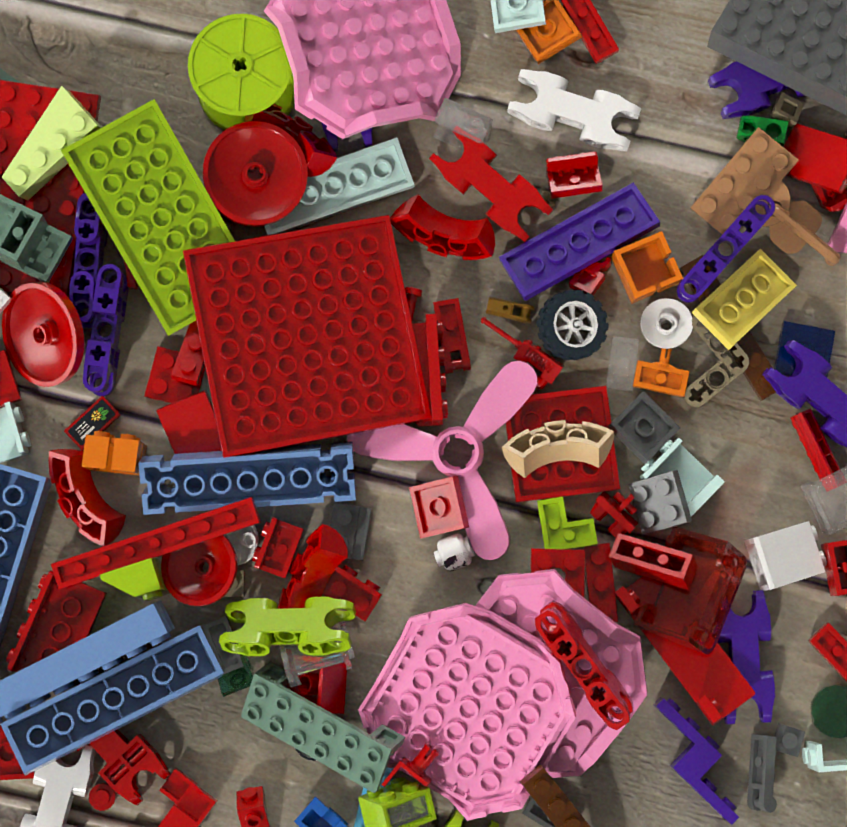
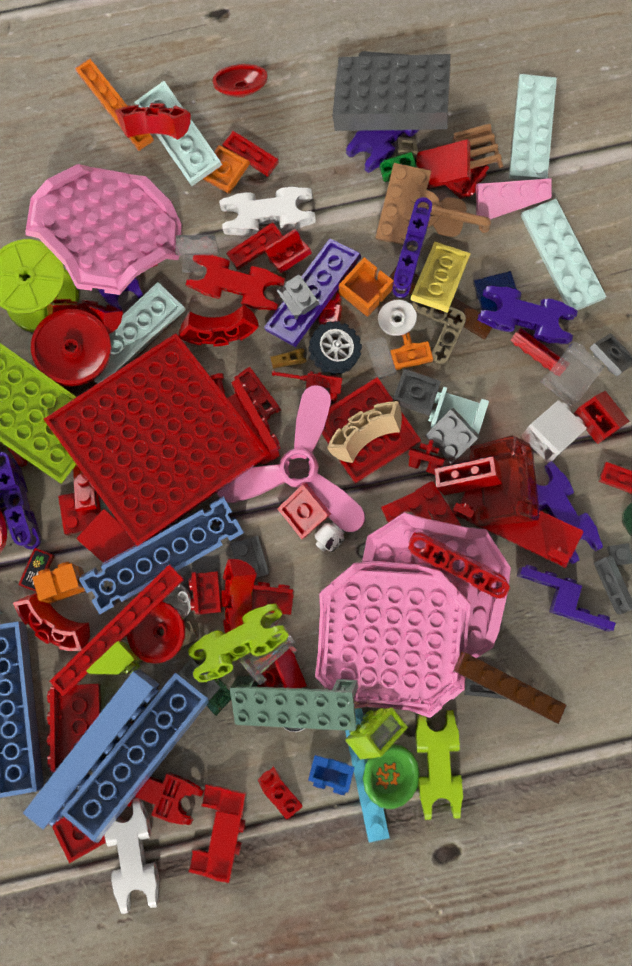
camera: 20 degrees left, 5 degrees down
(102, 797) = (162, 831): red plate -> none
(417, 766) = (376, 696): red bracket -> none
(536, 147) = (253, 246): none -> red plate
(557, 239) = (297, 296): none -> plate
(562, 534) = (396, 488): lime plate -> none

